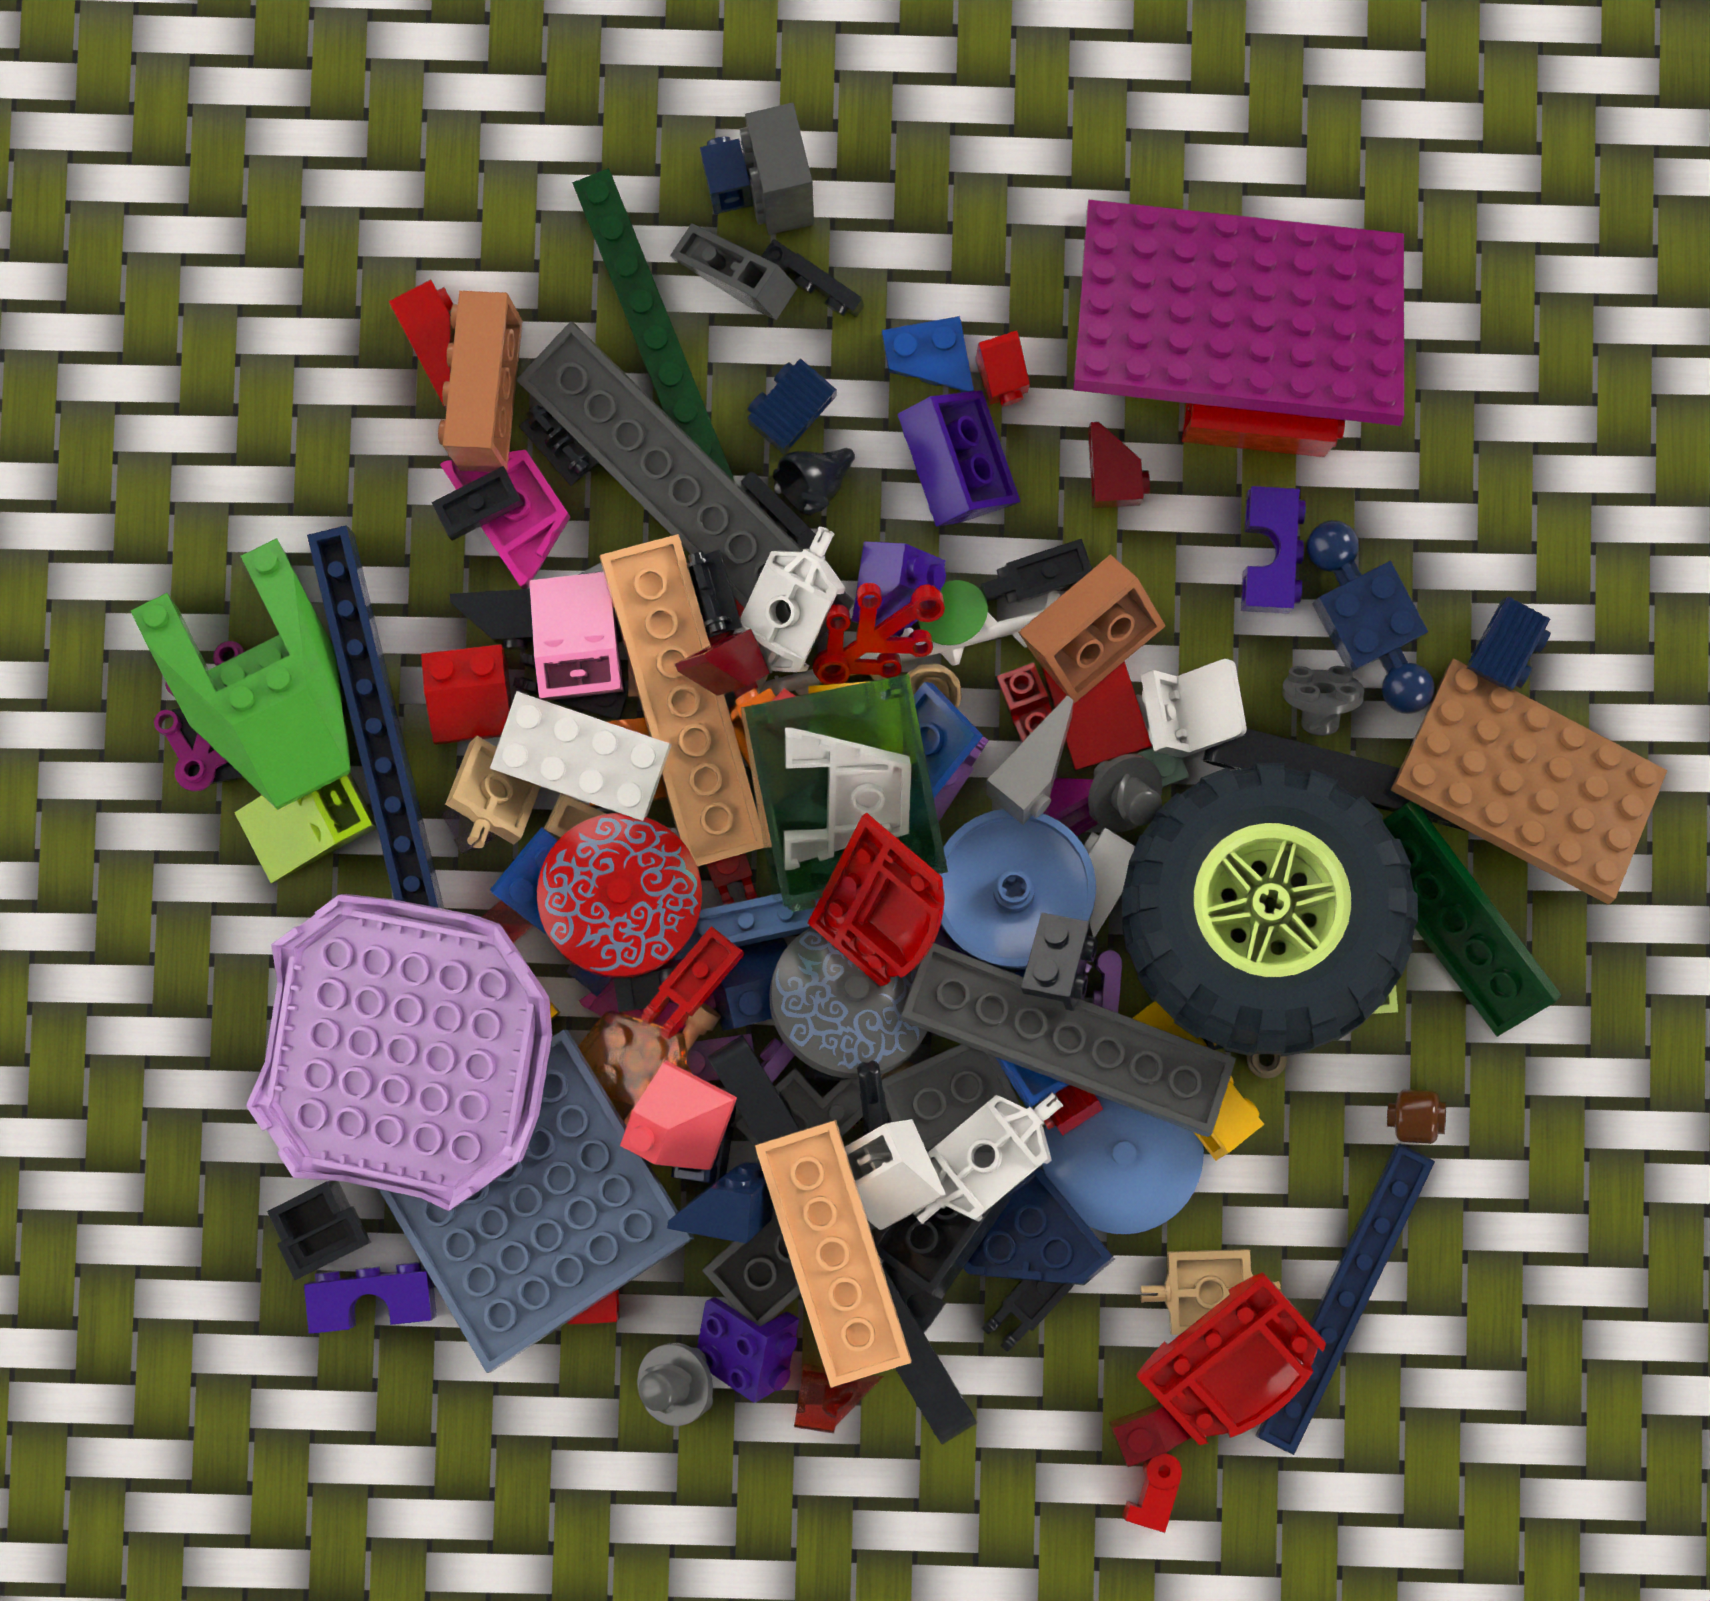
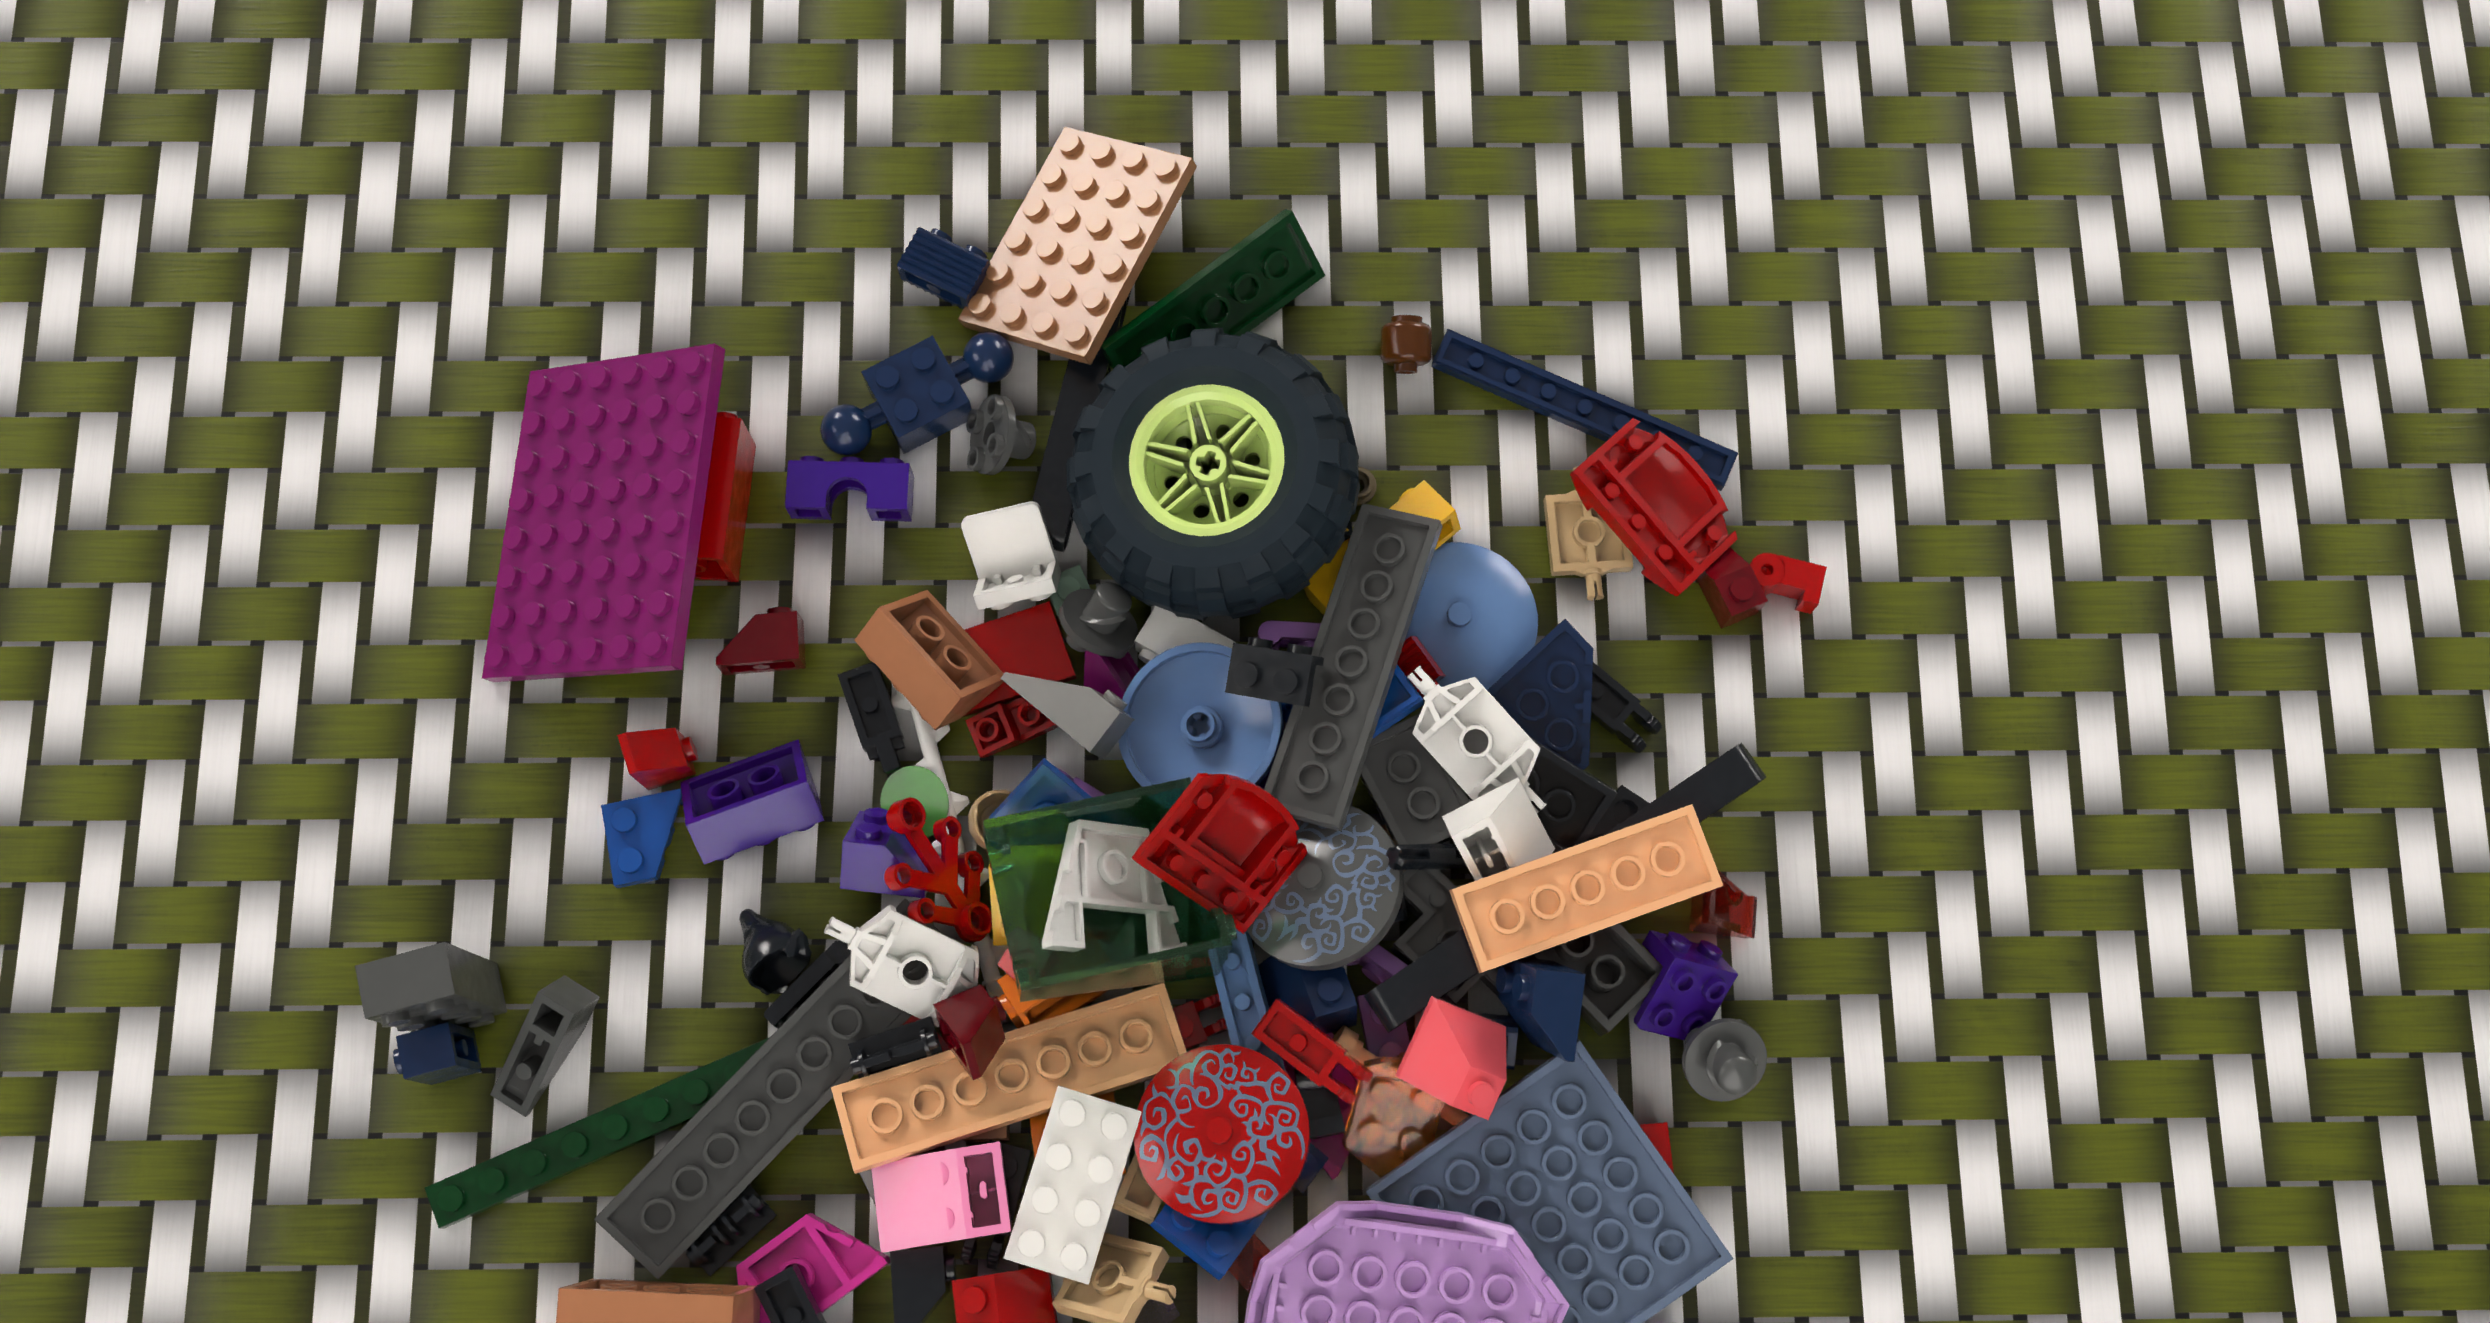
camera: 95 degrees left, 10 degrees down
(790, 405) = (693, 978): dark blue brick -> none
(812, 278) = (555, 960): black hinge -> none

